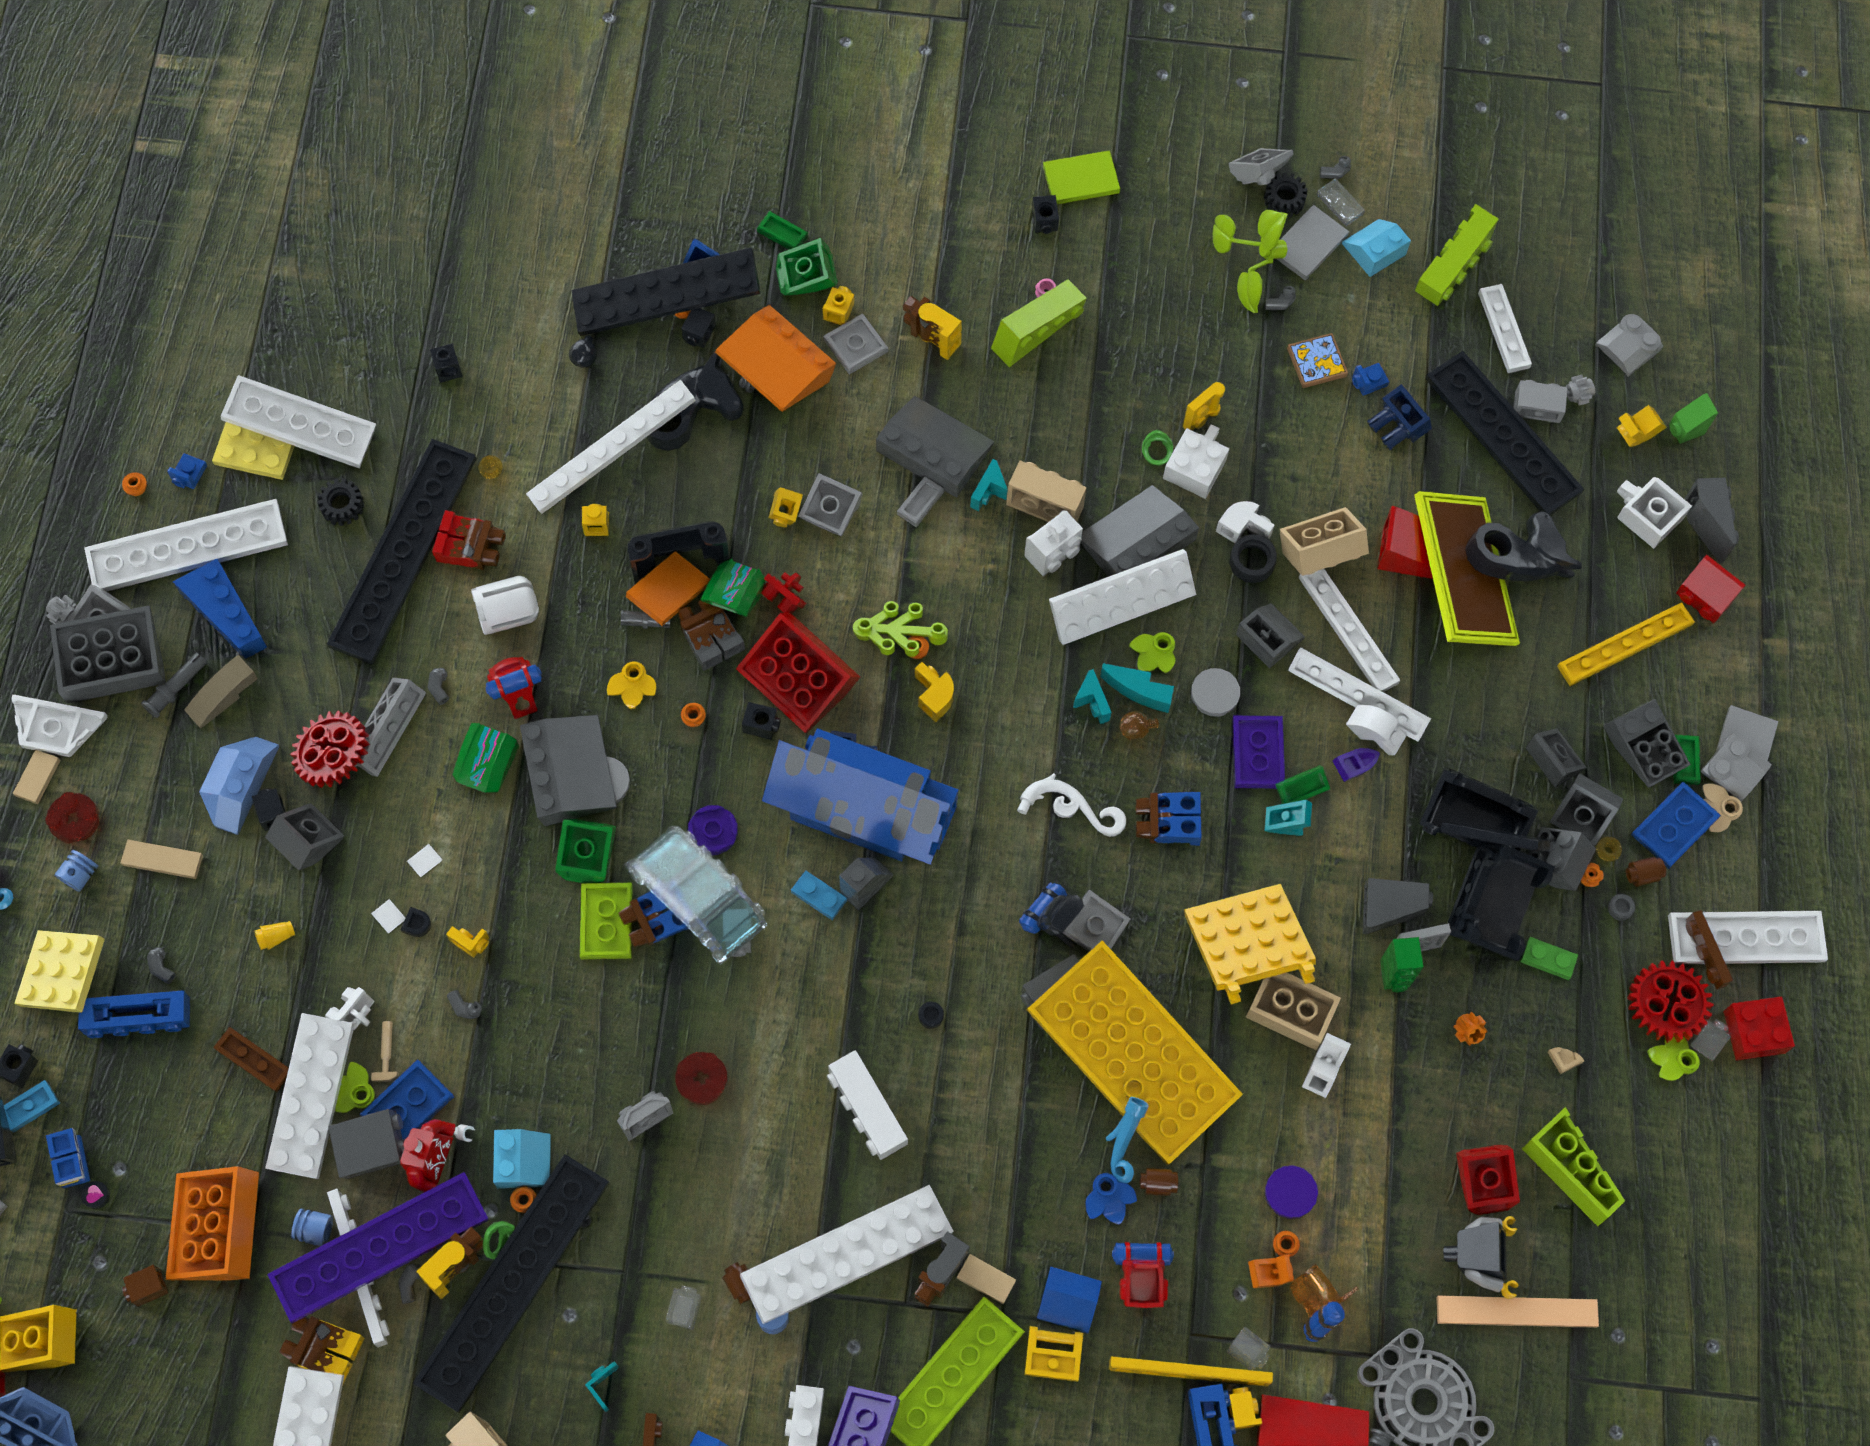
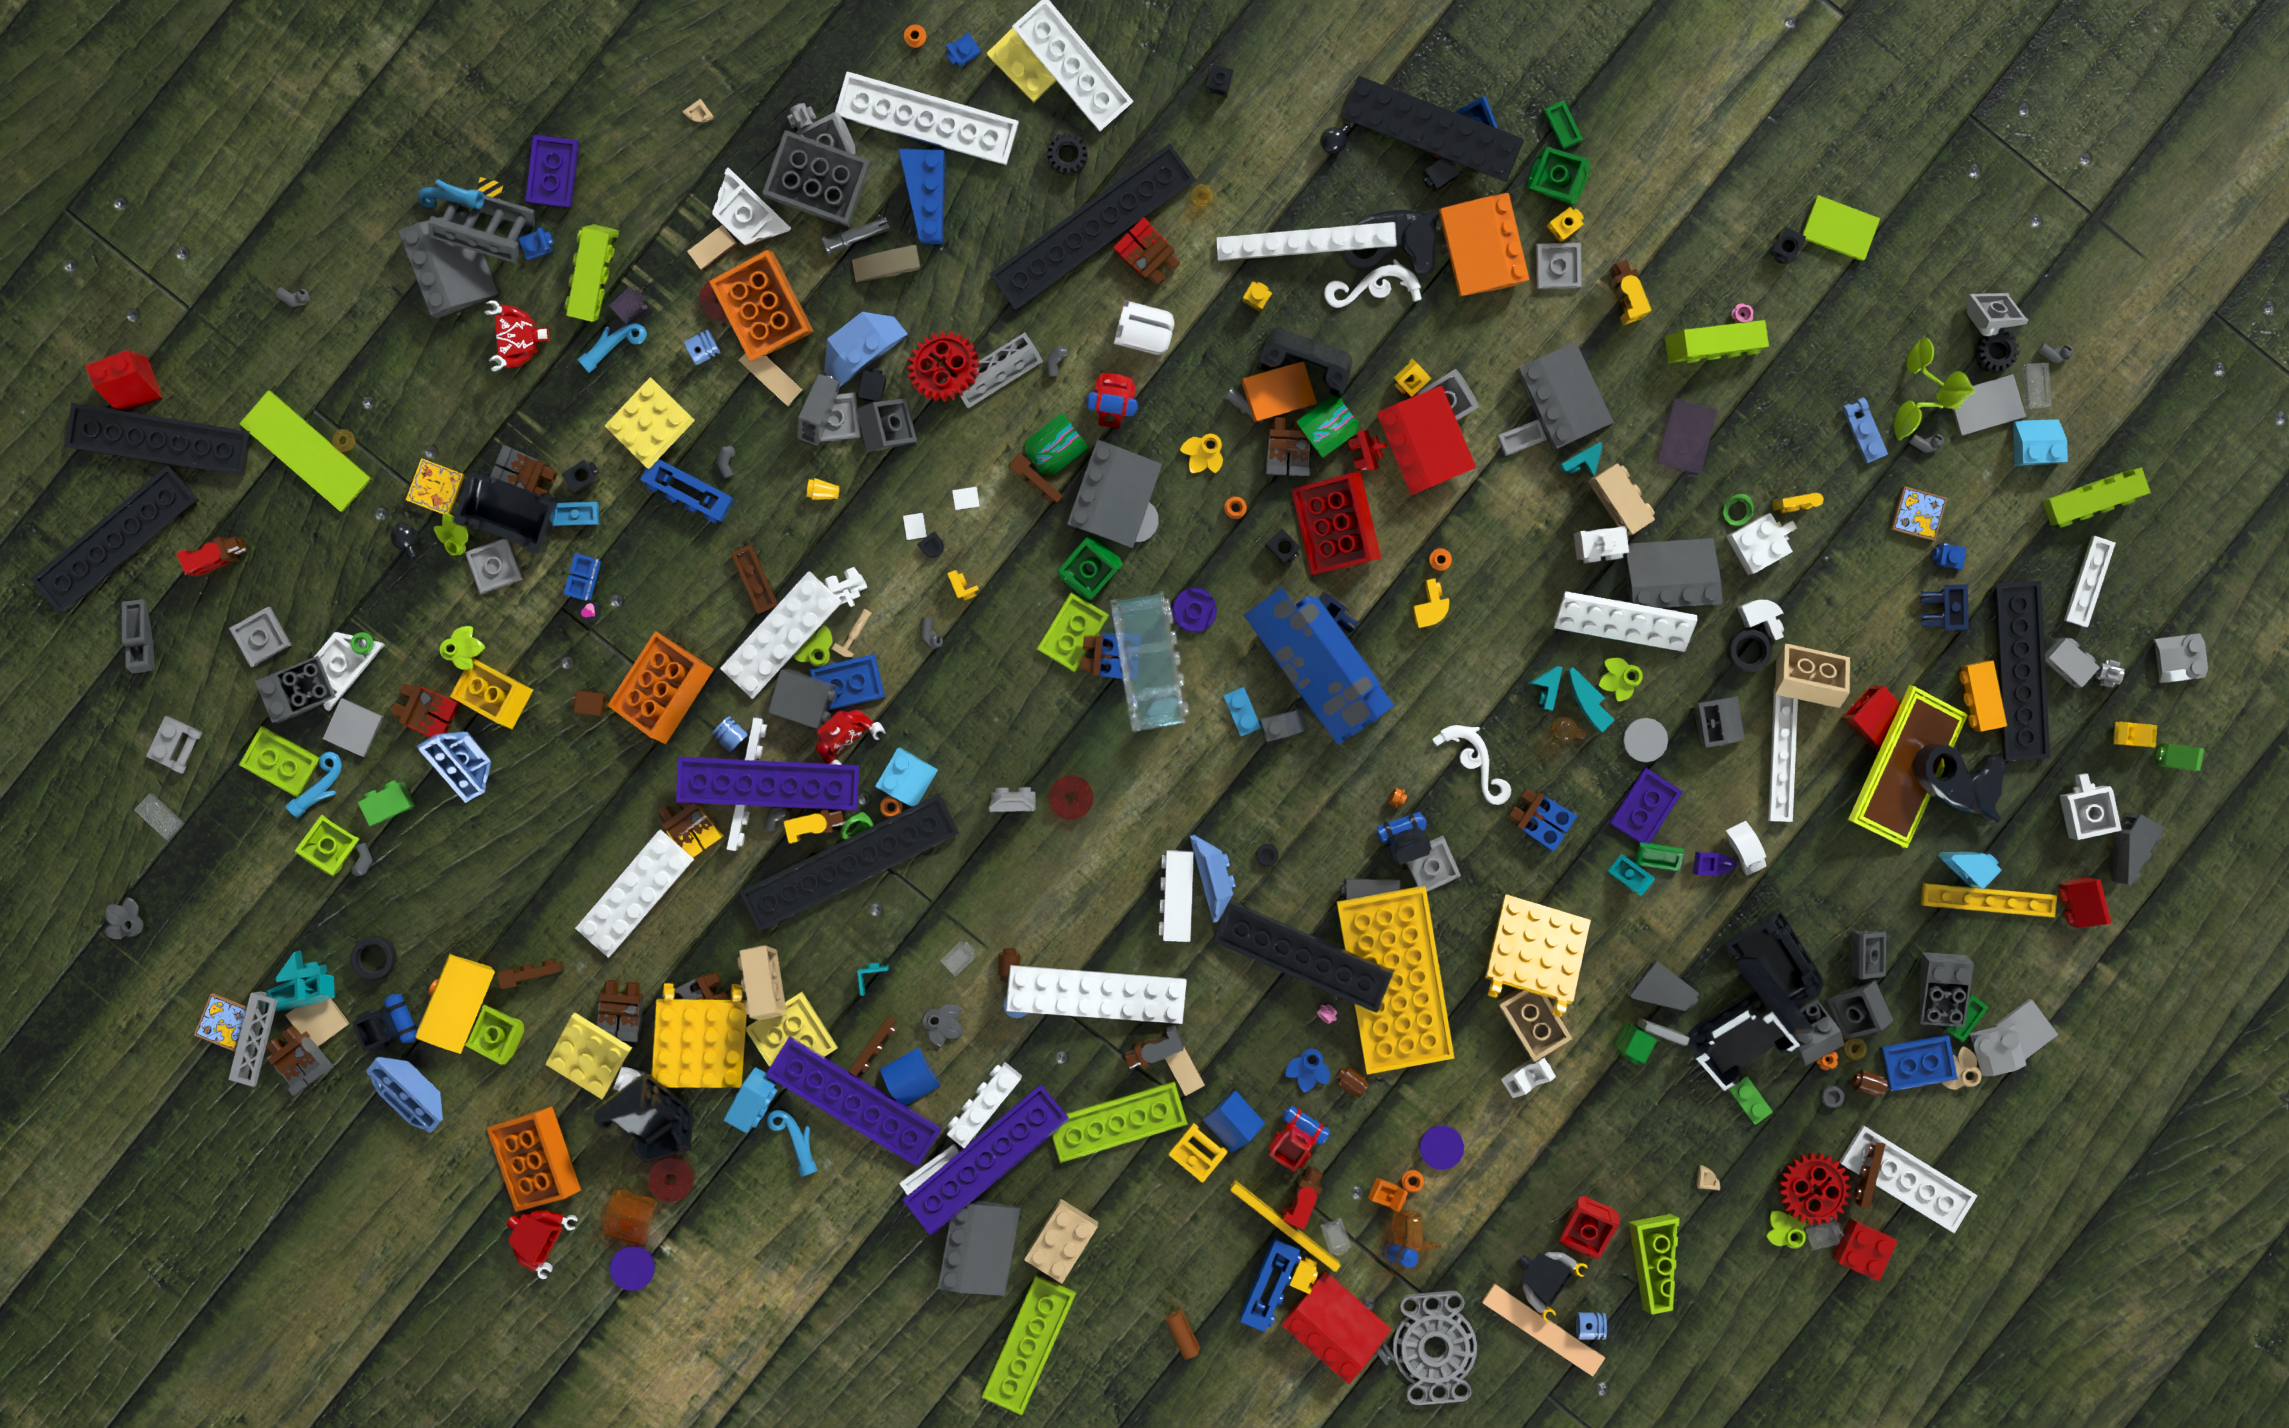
camera: 40 degrees right, 20 degrees up
(115, 797) = (761, 305): none -> orange slope
(225, 859) = (817, 409): none -> dark grey slope
(250, 860) = (843, 419): none -> light grey tile
(462, 797) = (1021, 467): none -> reddish brown plate
(713, 1388) = (946, 1023): none -> dark grey plate
(726, 428) = (1369, 281): none -> white plant
(833, 549) = (1426, 440): none -> red slope
(869, 629) = (1434, 536): lime plant -> none
(890, 1064) = (1214, 875): none -> medium blue wedge
(1021, 883) = (1397, 798): none -> orange plate
(1028, 1083) = (1303, 956): none -> black plate
(1068, 415) = (1687, 436): none -> clear purple tile
(1090, 1130) = (1327, 1013): none -> bright pink plate
(1135, 1110) = (1364, 1026): dark azure plant -> none
(1189, 1326) = (1304, 1198): none -> red hips
(1220, 321) = (1865, 431): none -> medium blue plate
(1356, 691) = (1753, 811): white plate -> none
(1470, 1028) = (1653, 1116): orange gear -> none
(1486, 473) = (1983, 696): none -> light orange brick
(1560, 1274) = (1596, 1326): none -> medium blue piece
(1587, 619) = (1973, 868): none -> medium azure slope

